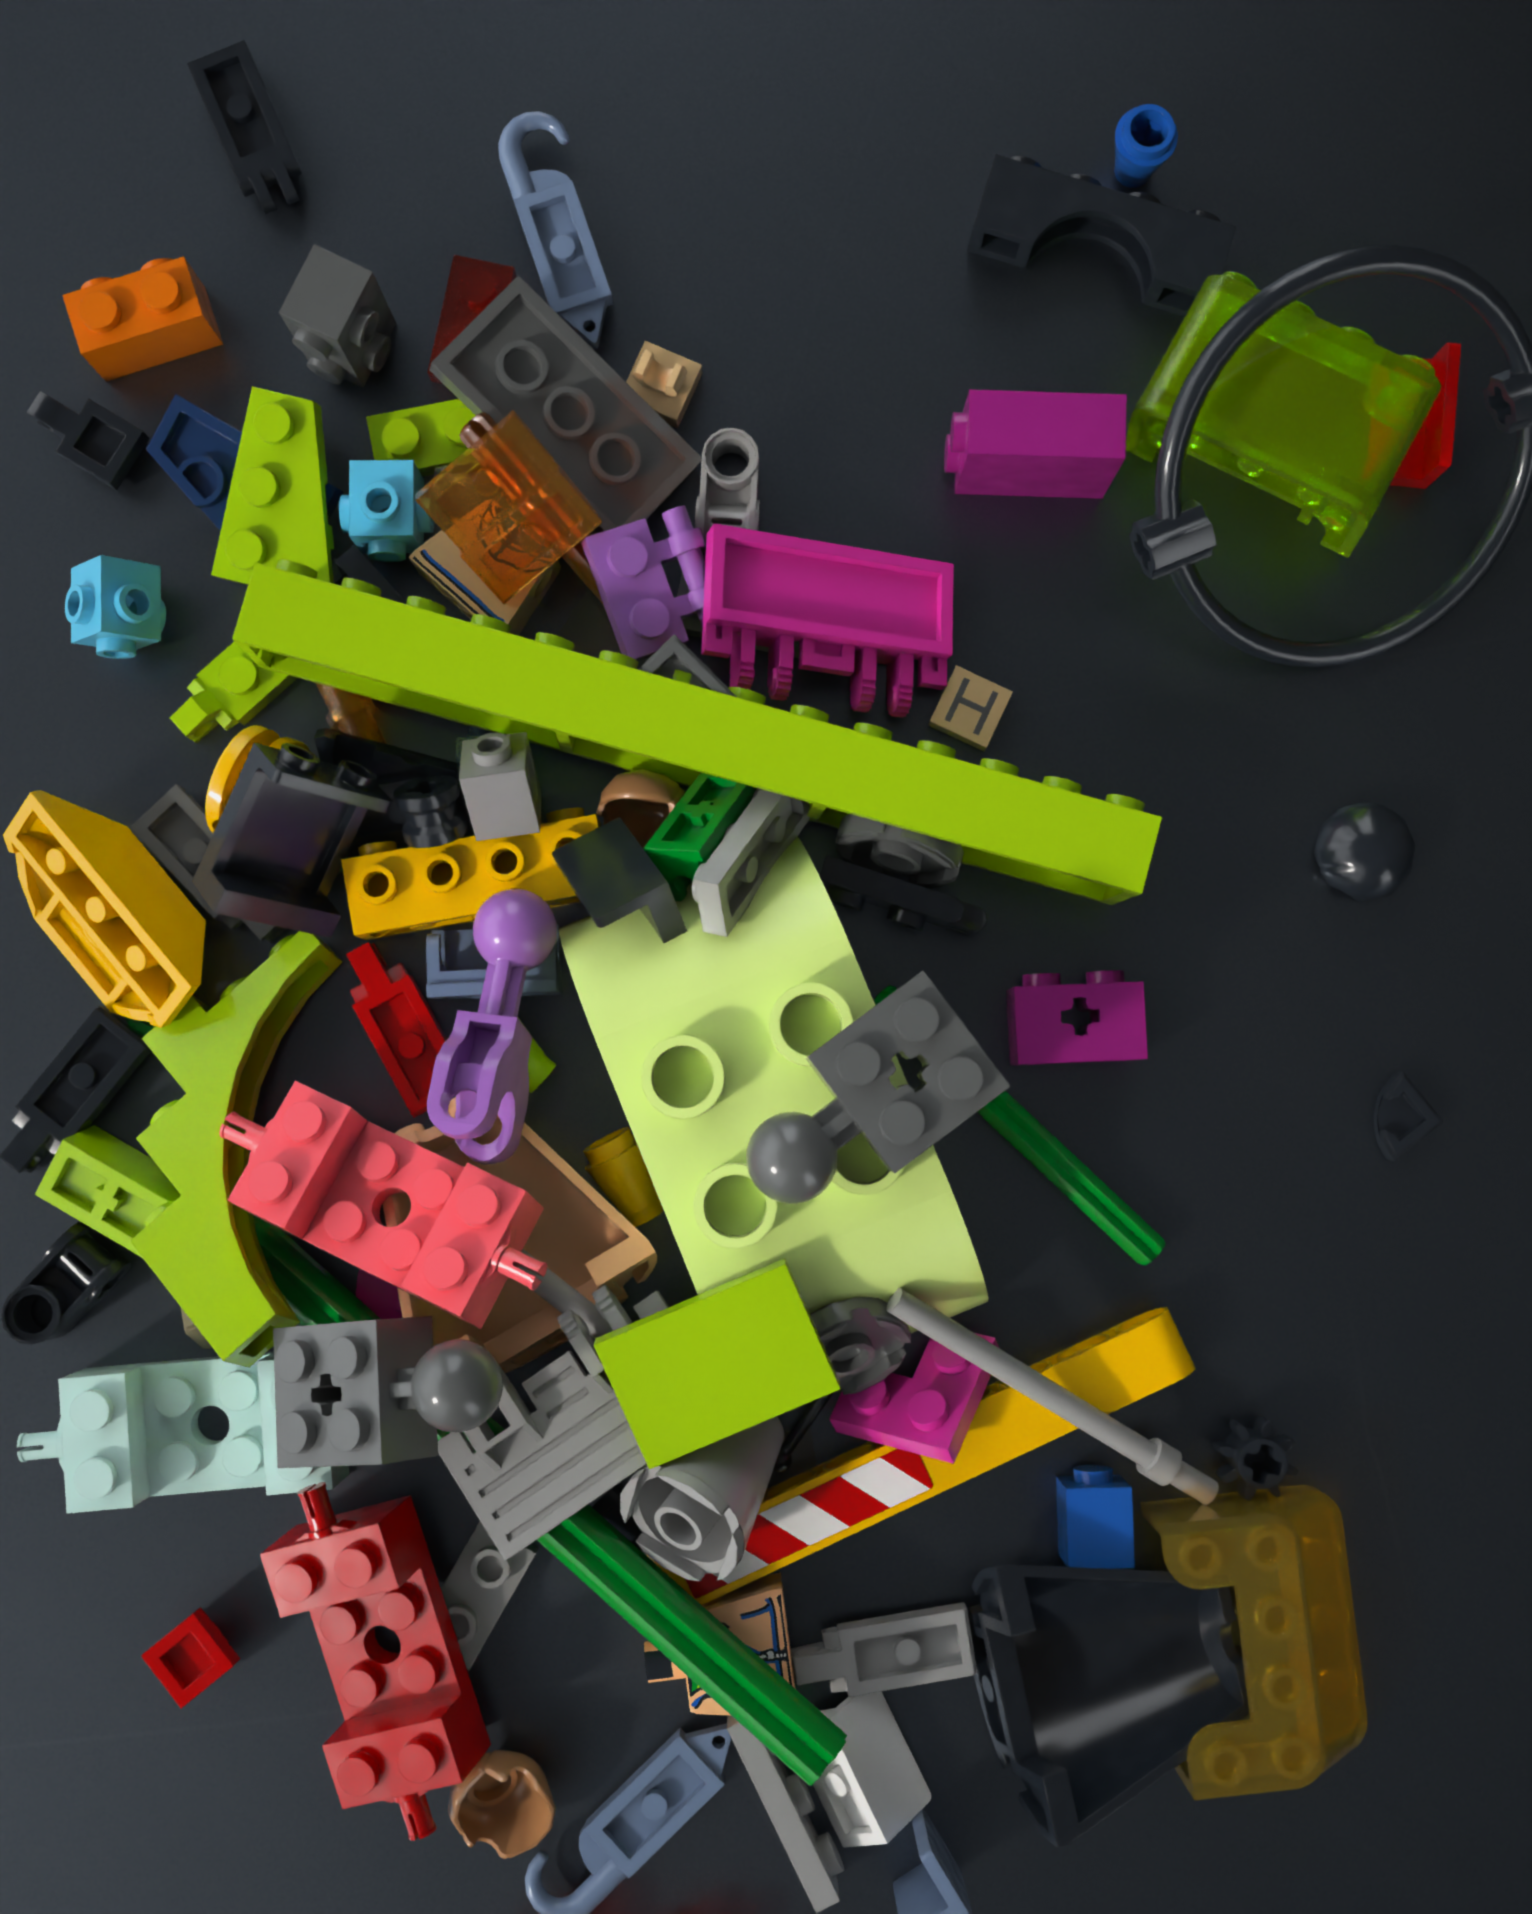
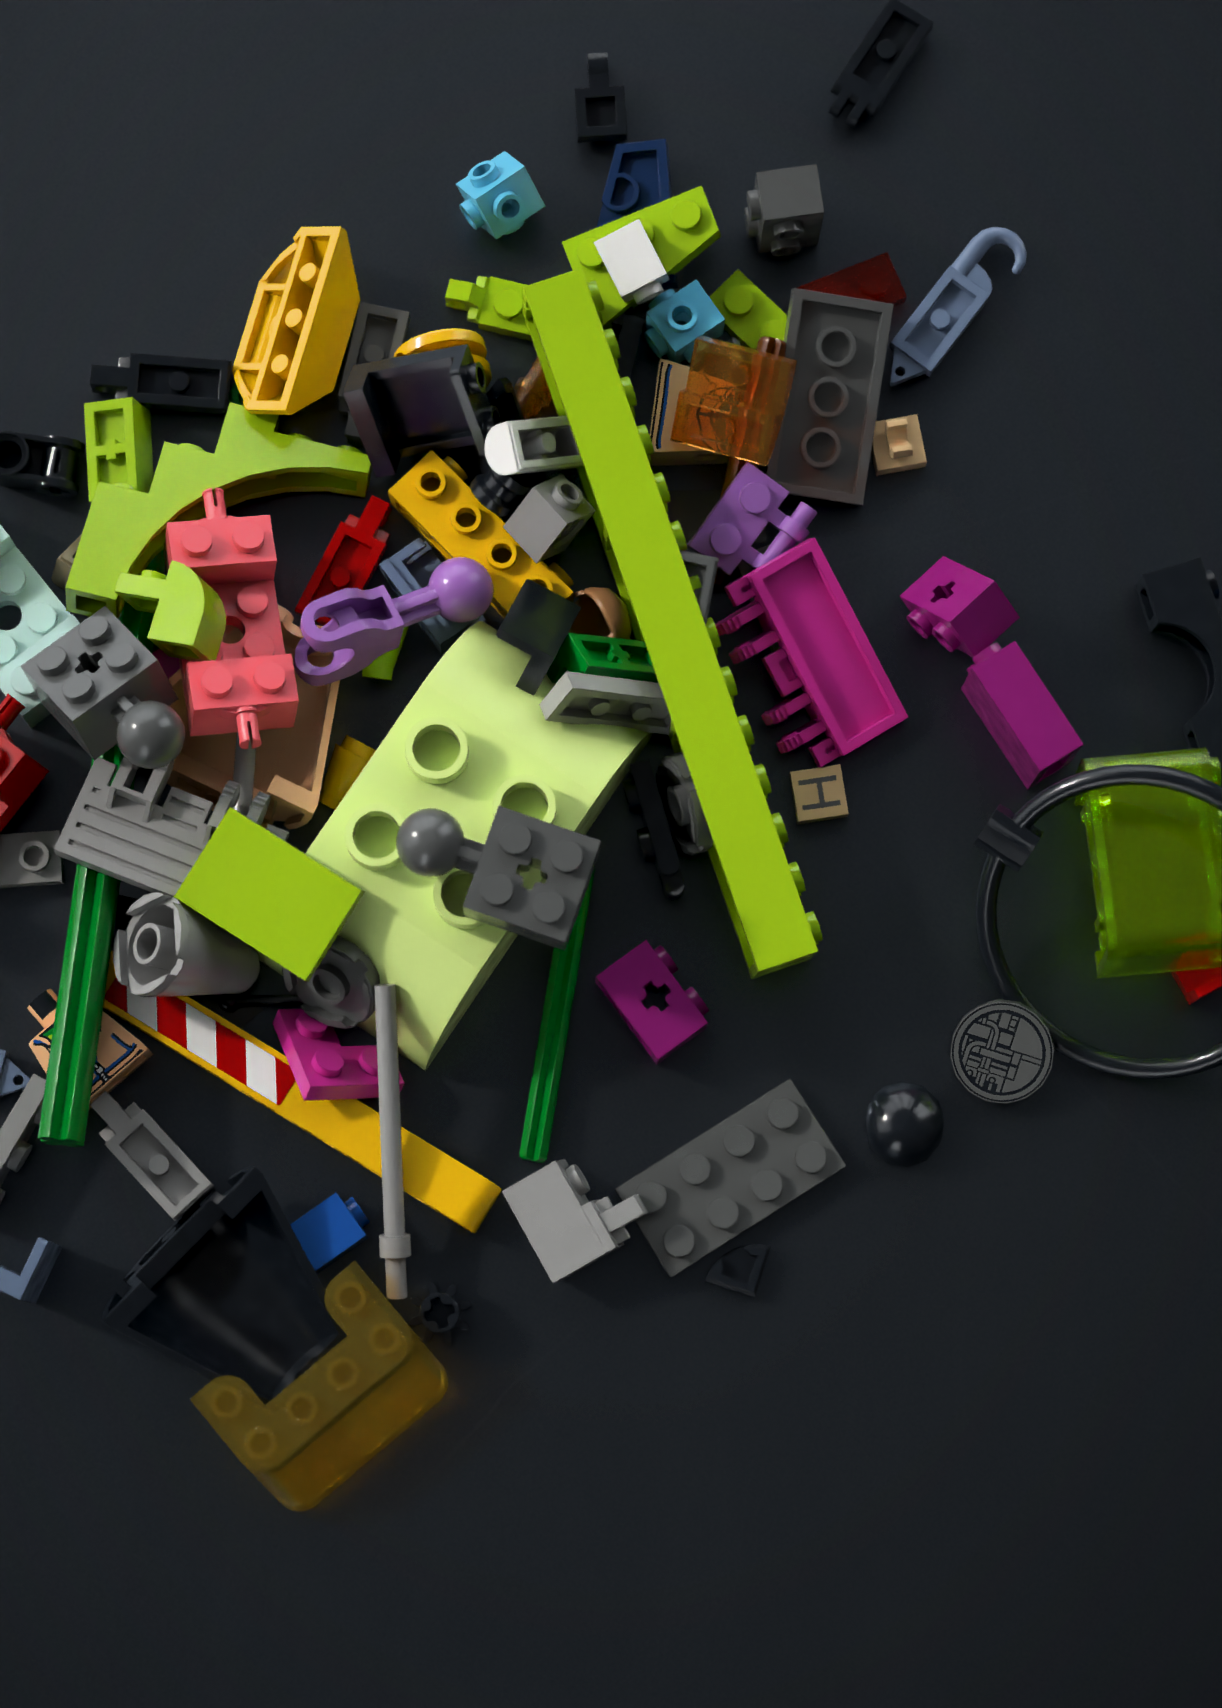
camera: 55 degrees right, 5 degrees down
(142, 318) = (701, 83): orange brick -> none
(286, 510) = (632, 263): none -> white brick
(341, 1245) = (187, 610): none -> lime brick
(413, 750) = (531, 446): none -> white brick
(728, 498) = (845, 539): light grey piece -> none
(874, 1779) = (62, 1190): white panel -> none
(884, 429) = (958, 607): none -> magenta brick
(1252, 1268) = (562, 1222): none -> light grey hinge
(1304, 1065) = (731, 1177): none -> dark grey plate
(1360, 702) = (1002, 1051): none -> tile

